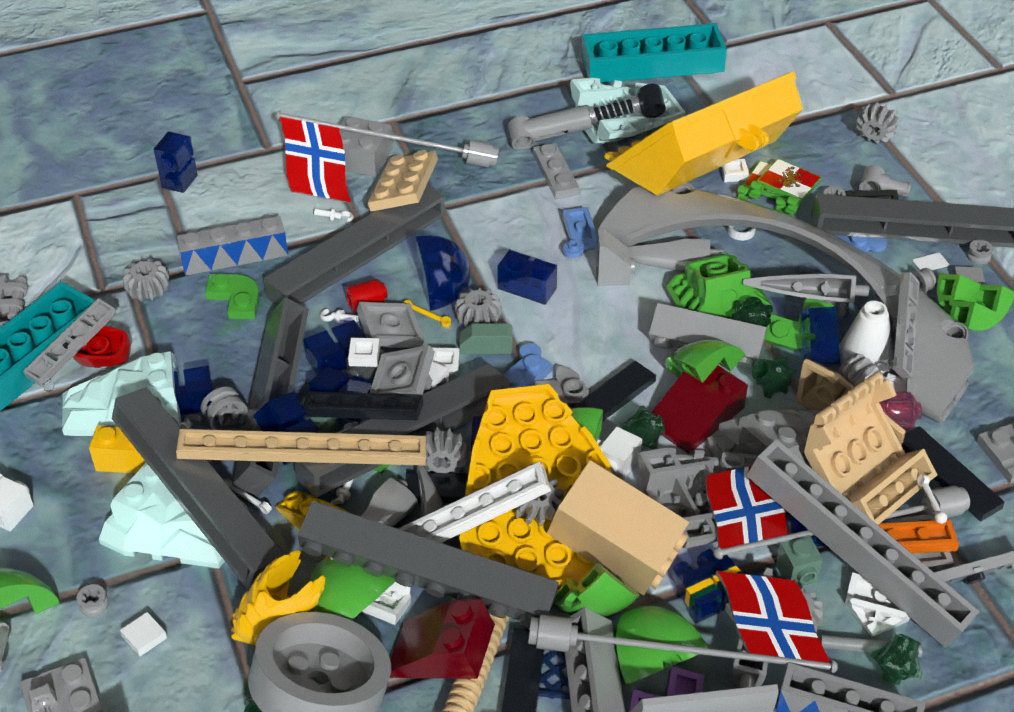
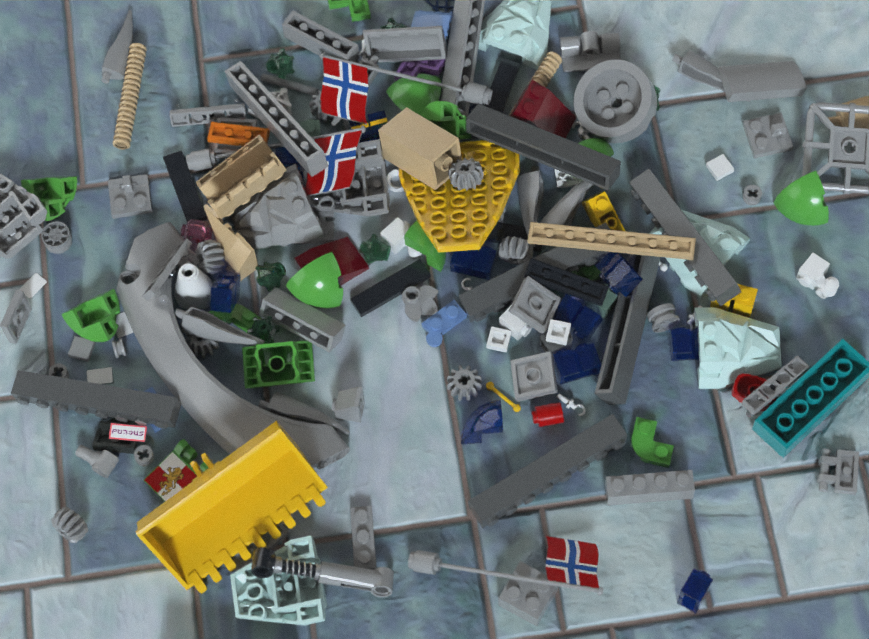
camera: 165 degrees left, 20 degrees up
(146, 280) = (726, 460): light grey gear -> none
(270, 599) = (637, 150): yellow head -> none
(332, 214) = (563, 520): white hand -> none
(403, 180) = (498, 528): tan plate -> none
(482, 505) = (514, 171): white tile -> none
(486, 339) = (464, 353): sand green piece -> none
(527, 278) = (427, 409): clear blue piece -> none
(580, 232) = (364, 454): medium blue hinge -> none
(923, 481) = (210, 167): white hinge -> none

